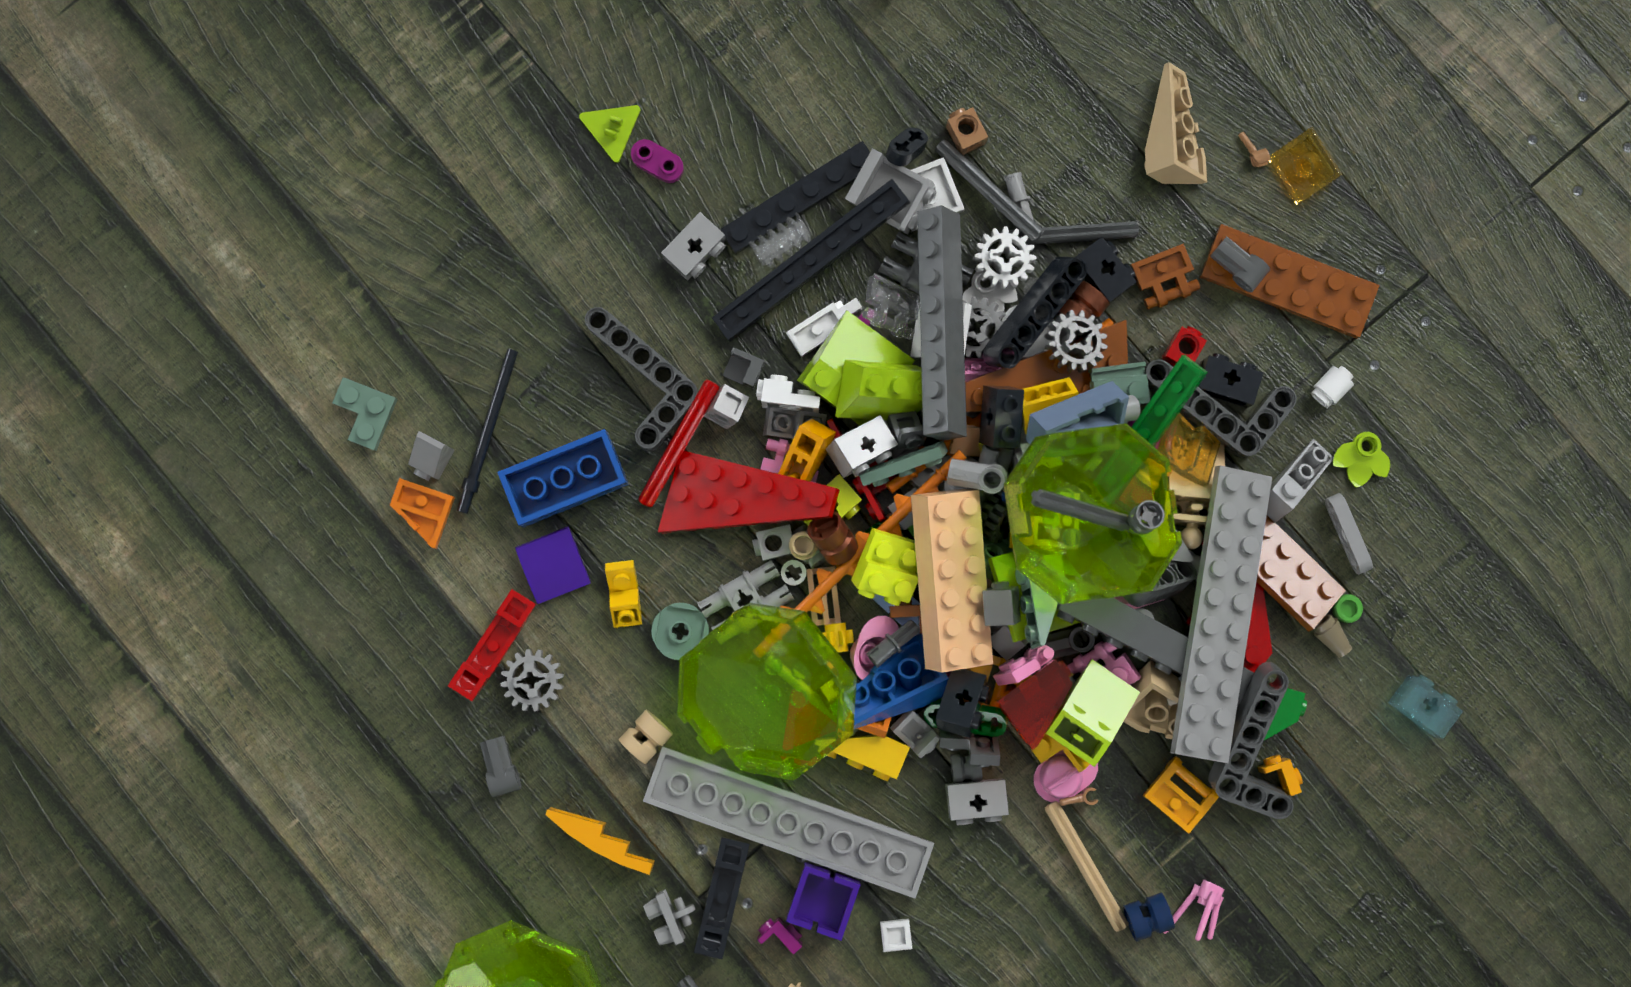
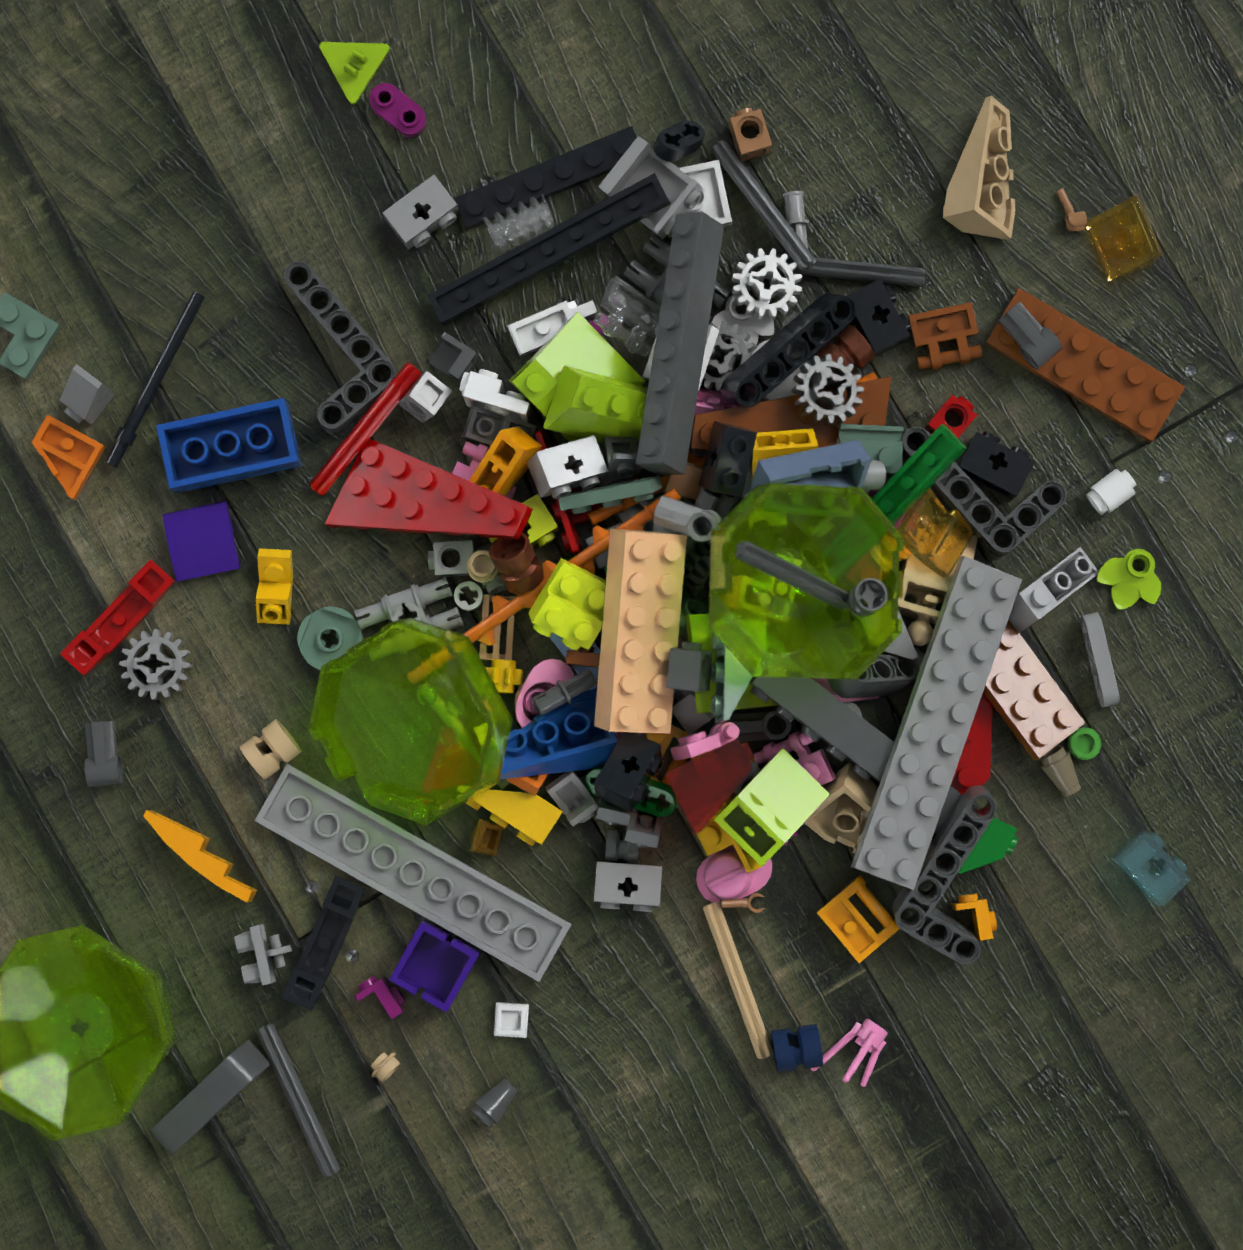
camera: 15 degrees right, 0 degrees up
(846, 780) = (486, 837): none -> pearl gold slope

